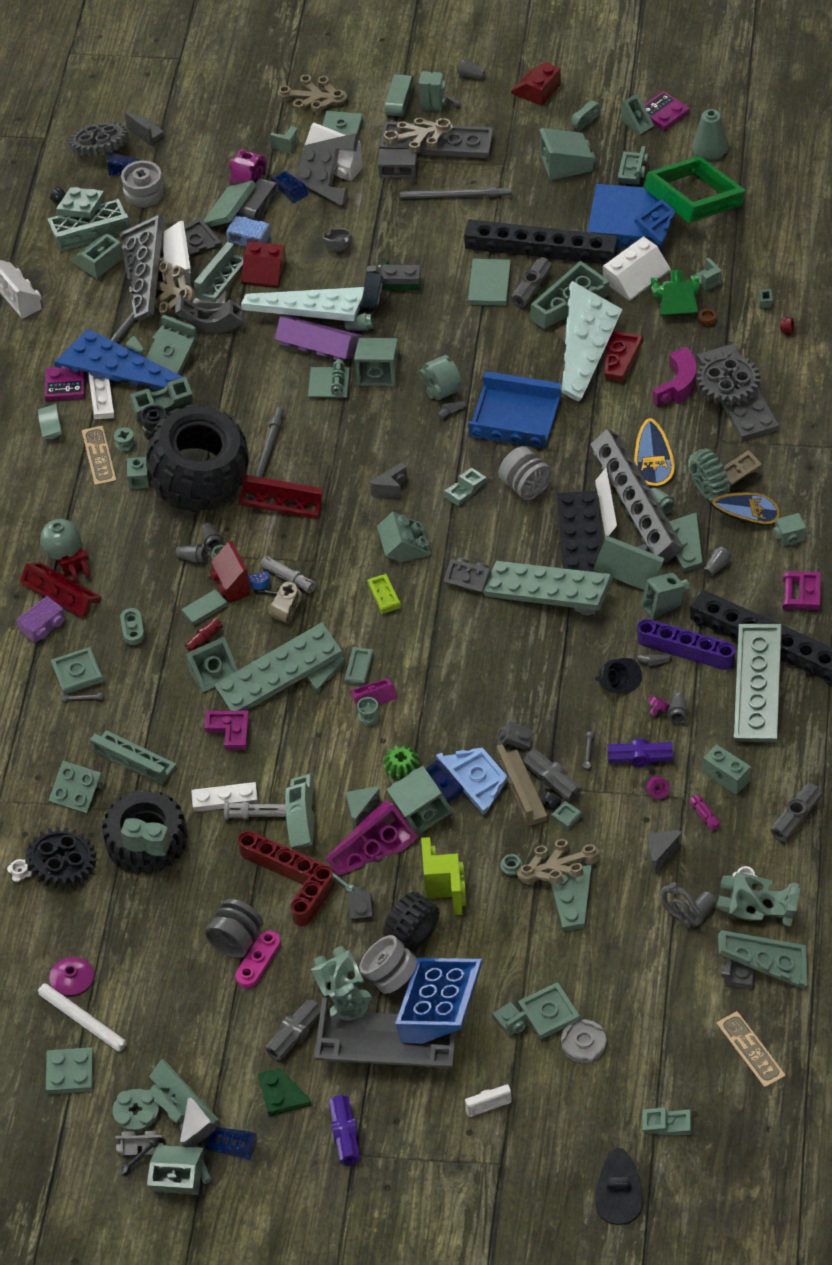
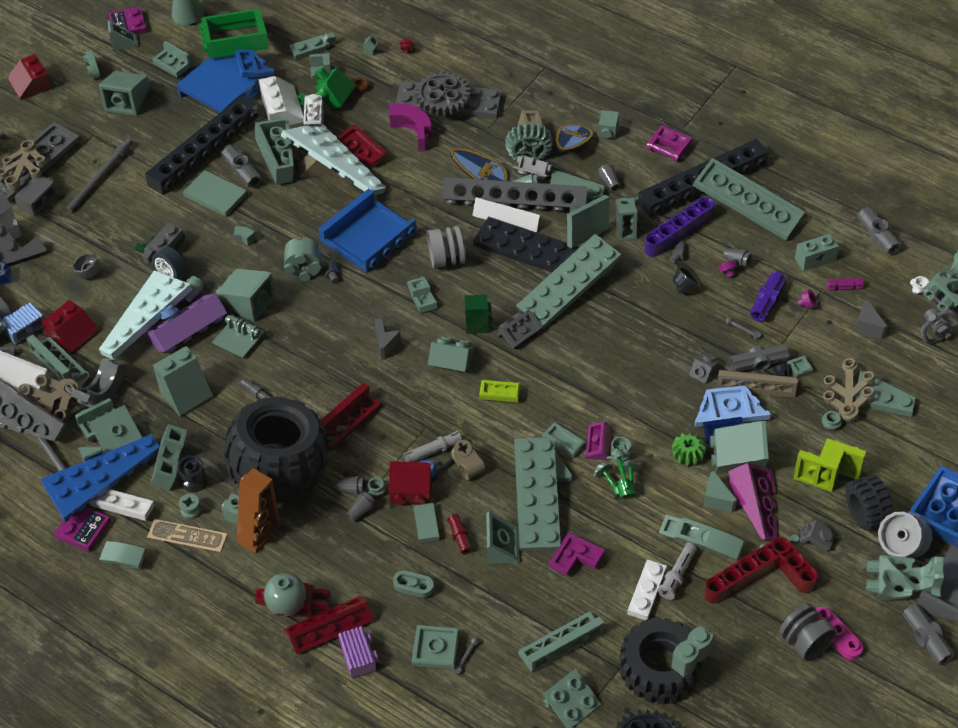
camera: 65 degrees left, 0 degrees up
(130, 480) = (256, 510): none -> dark orange wedge
(244, 365) = (182, 381): none -> sand green slope
(312, 317) = (169, 312): none -> medium blue plate
(326, 731) = (625, 487): none -> plant
(450, 326) = (244, 235): none -> sand green piece
(456, 532) = (476, 314): none -> dark green piece
(632, 297) = (313, 109): none -> white slope
(683, 496) = (526, 165): none -> light grey hinge
(734, 256) = (312, 46): none -> sand green hinge

